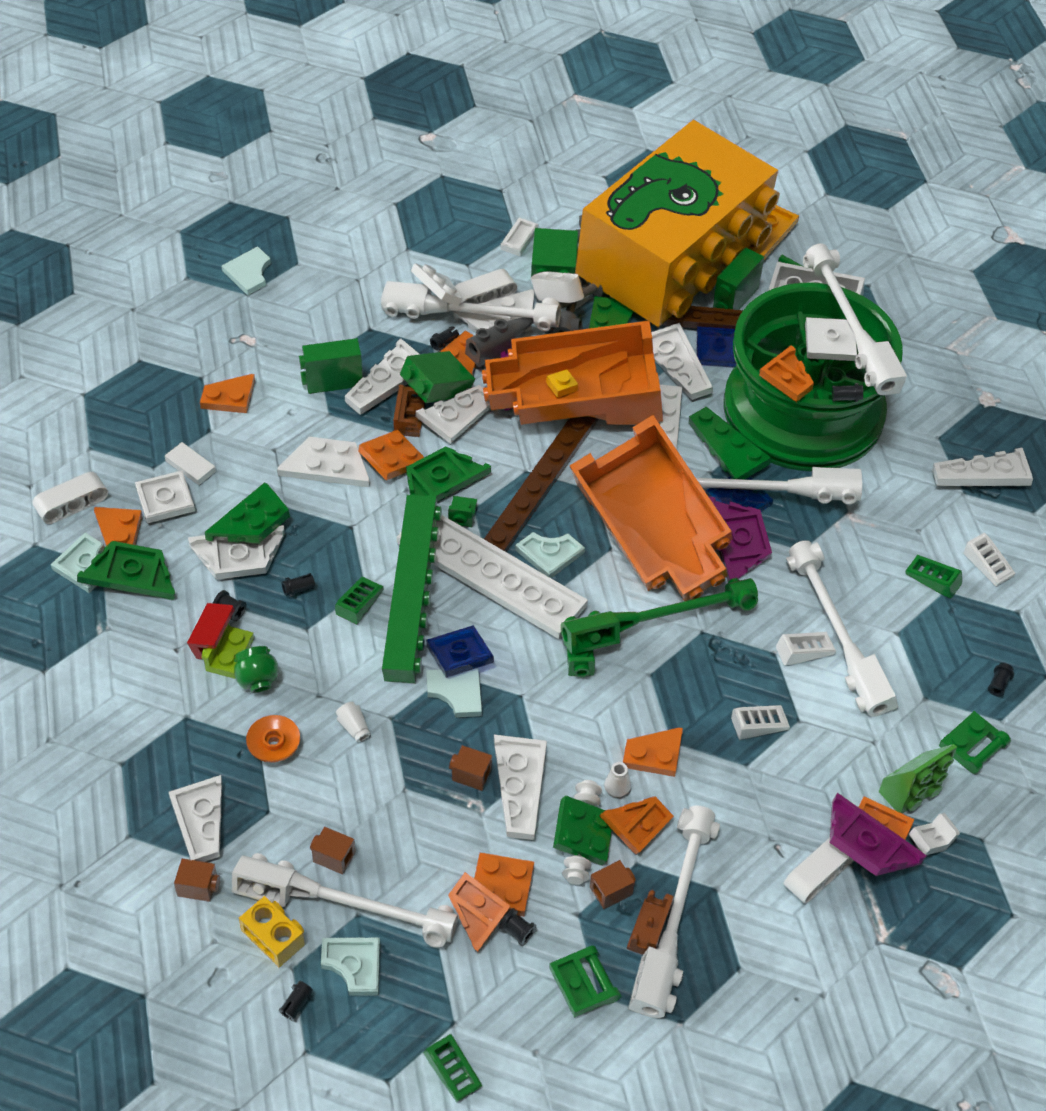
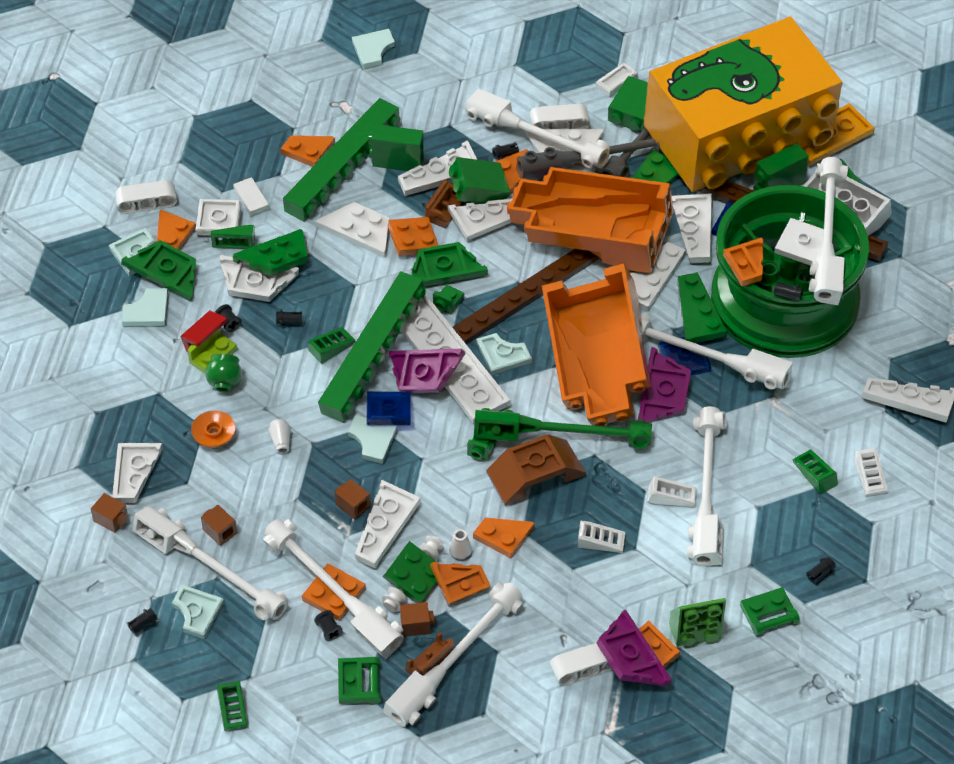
camera: 25 degrees right, 0 degrees up
(130, 625) = (148, 310): none -> light aqua tile
(194, 513) = (238, 237): none -> green slope
(266, 934) = (145, 567): yellow brick -> none
(272, 398) = (338, 162): none -> green brick
(437, 283) = (517, 102): white wing -> none
(477, 909) = (302, 601): orange wing -> none
(480, 595) = (424, 369): none -> magenta wing
(560, 286) = (618, 133): white beam -> none
(562, 383) = (579, 216): yellow plate -> none
(564, 906) = (367, 621): none -> white bar
(649, 666) = (532, 464): none -> dark orange slope
(935, 835) = (690, 670): white bracket -> none

